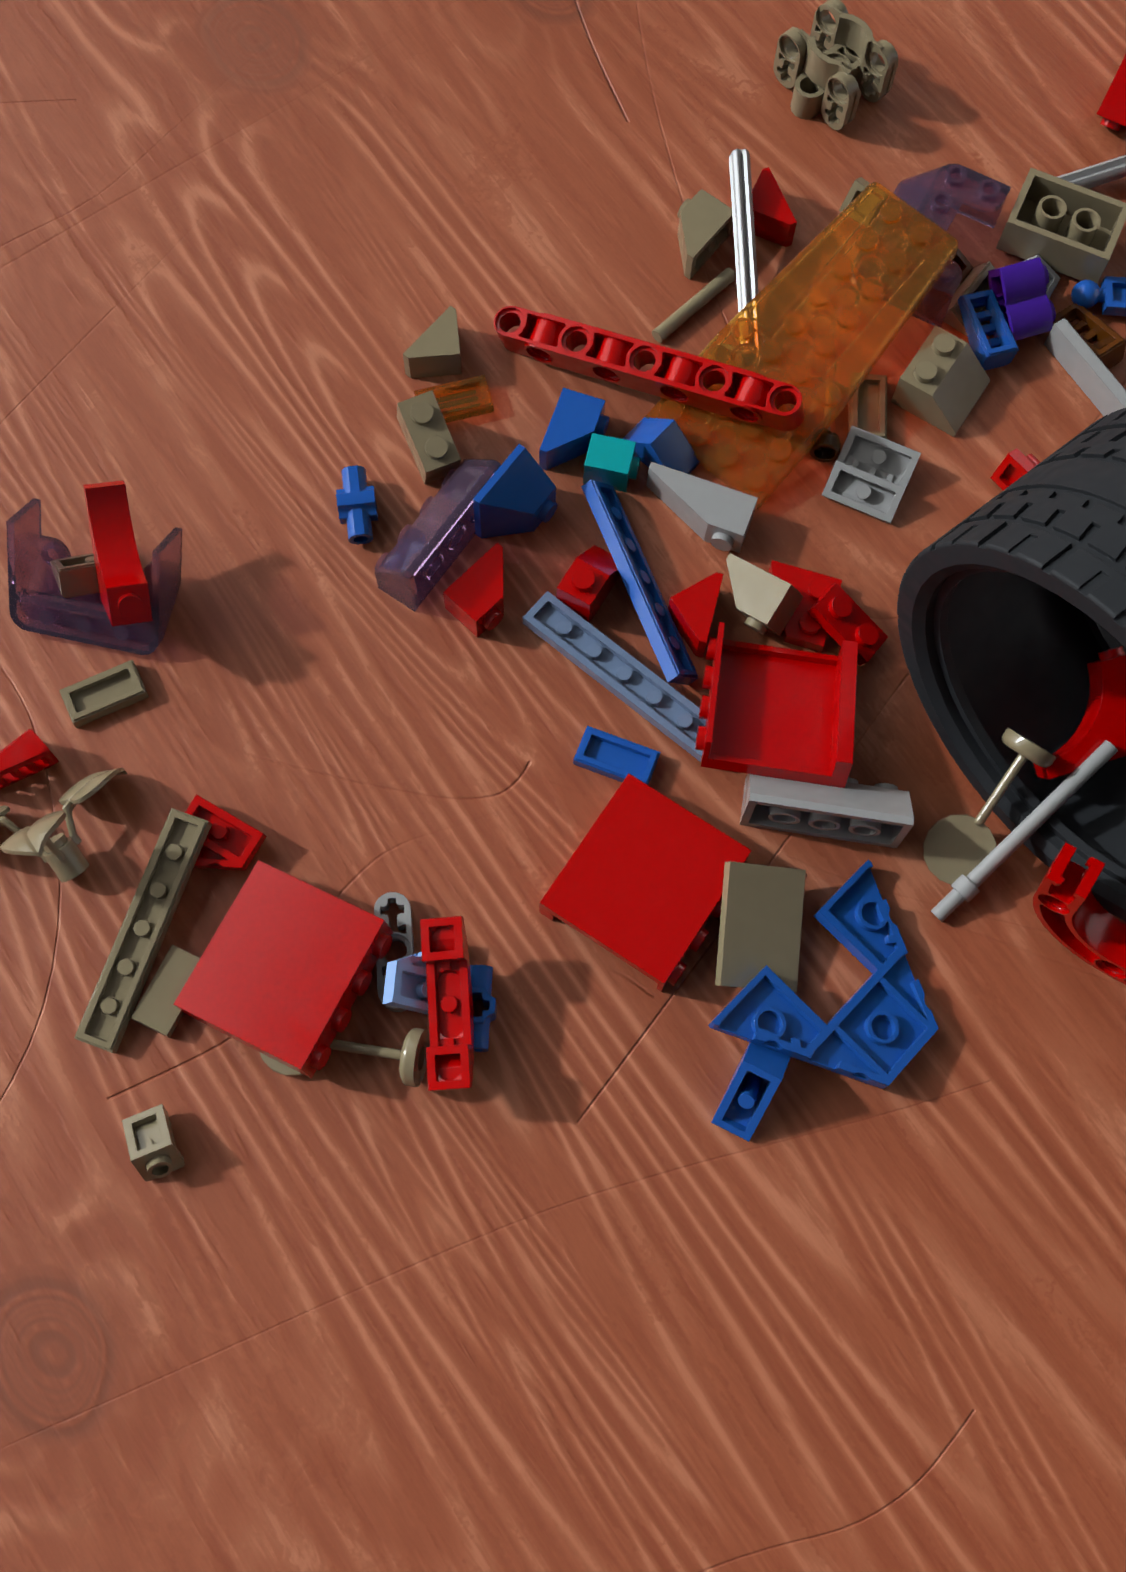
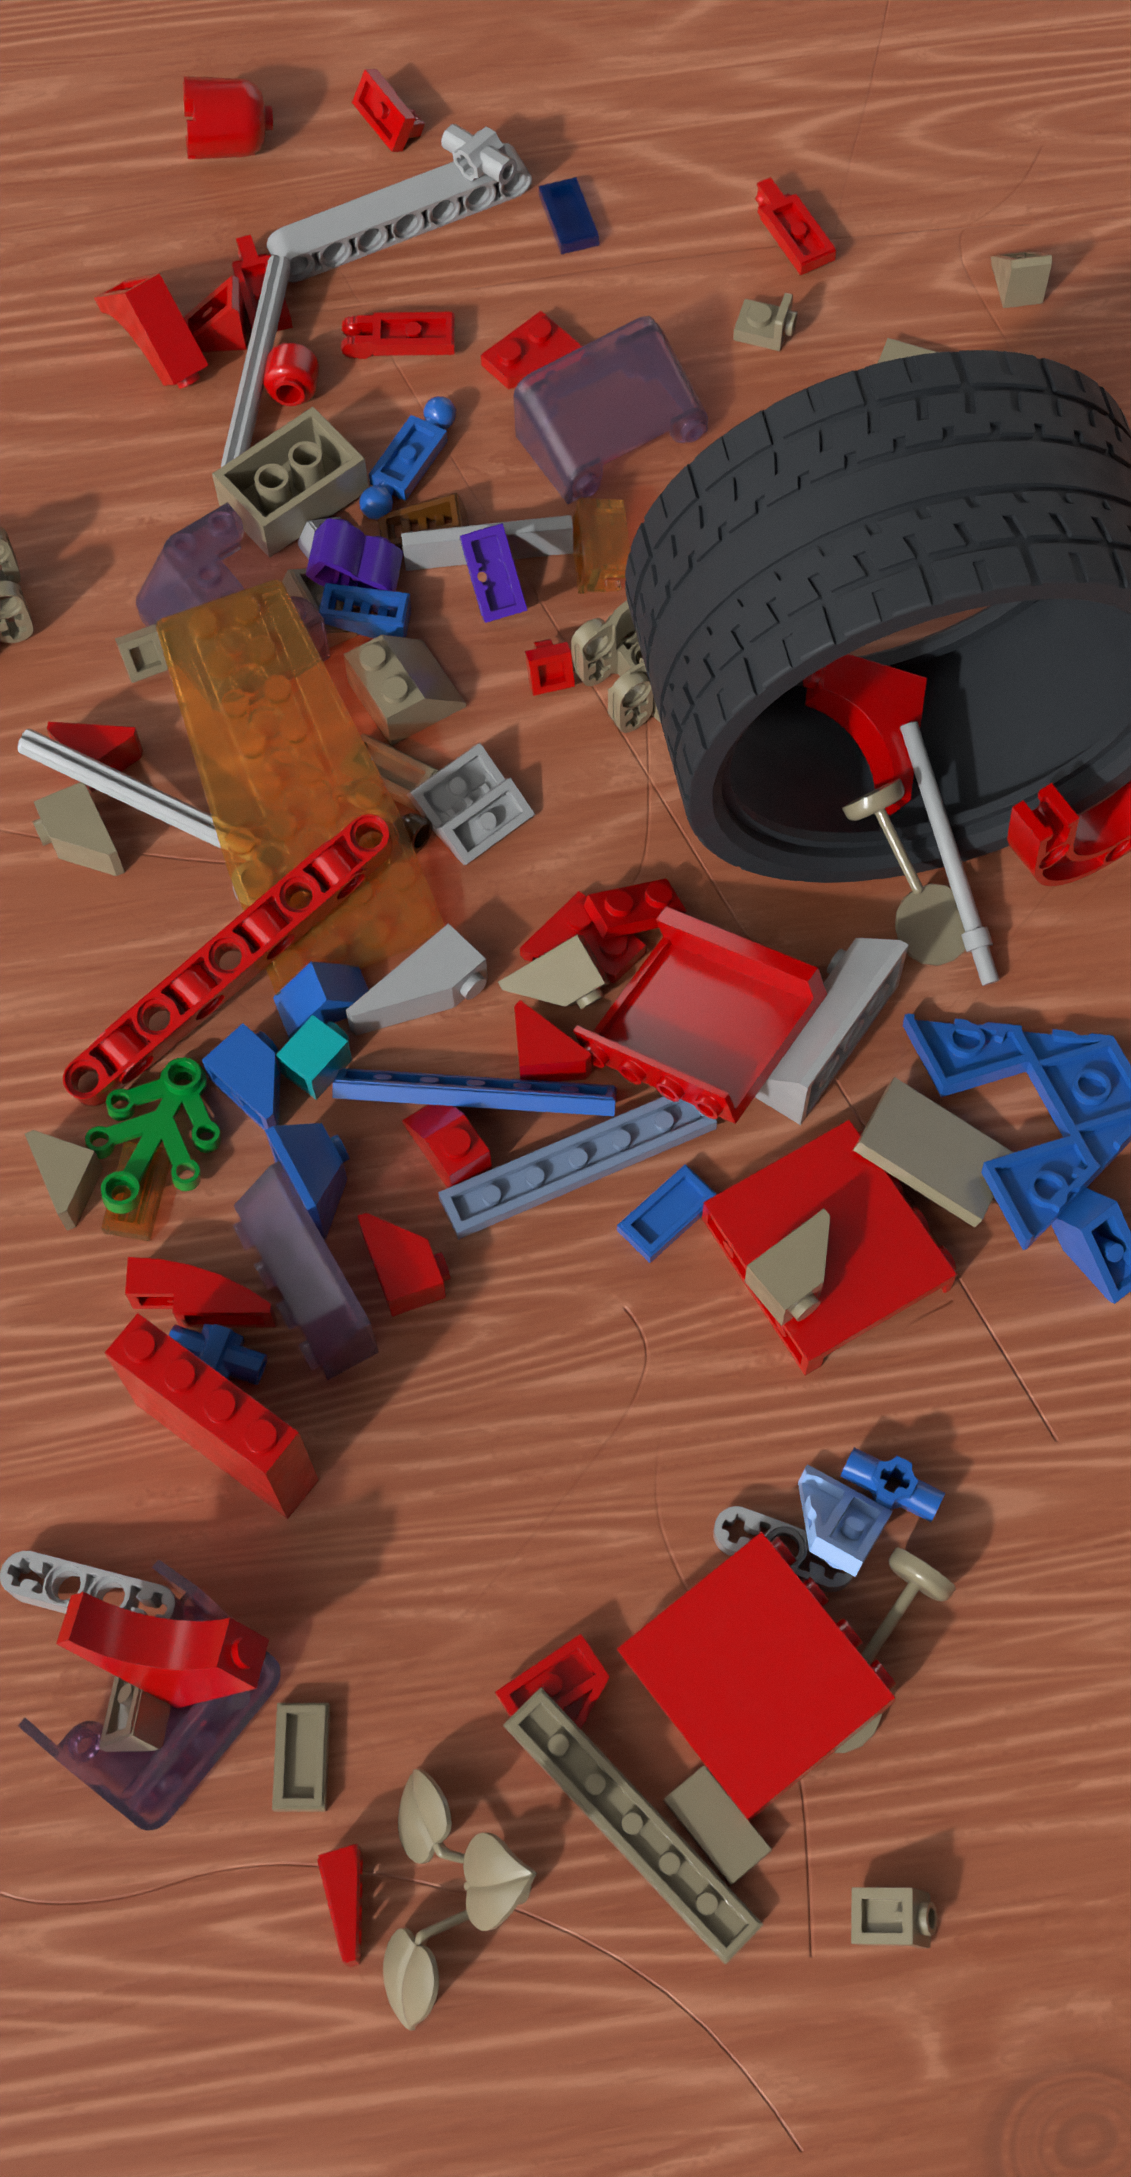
camera: 60 degrees left, 5 degrees down
(150, 506) = (93, 1581): none -> light grey beam
(292, 511) = (213, 1415): none -> red brick
(391, 468) = (195, 1295): none -> red slope
(428, 436) = (181, 1232): dark tan brick -> none
(449, 1003) = (889, 1505): red slope -> none
(500, 387) = (155, 1128): none -> green plant
(601, 857) = (792, 1271): none -> dark tan slope
(694, 304) = (162, 882): dark tan bar -> none
(1073, 389) = (490, 553): none -> dark purple window

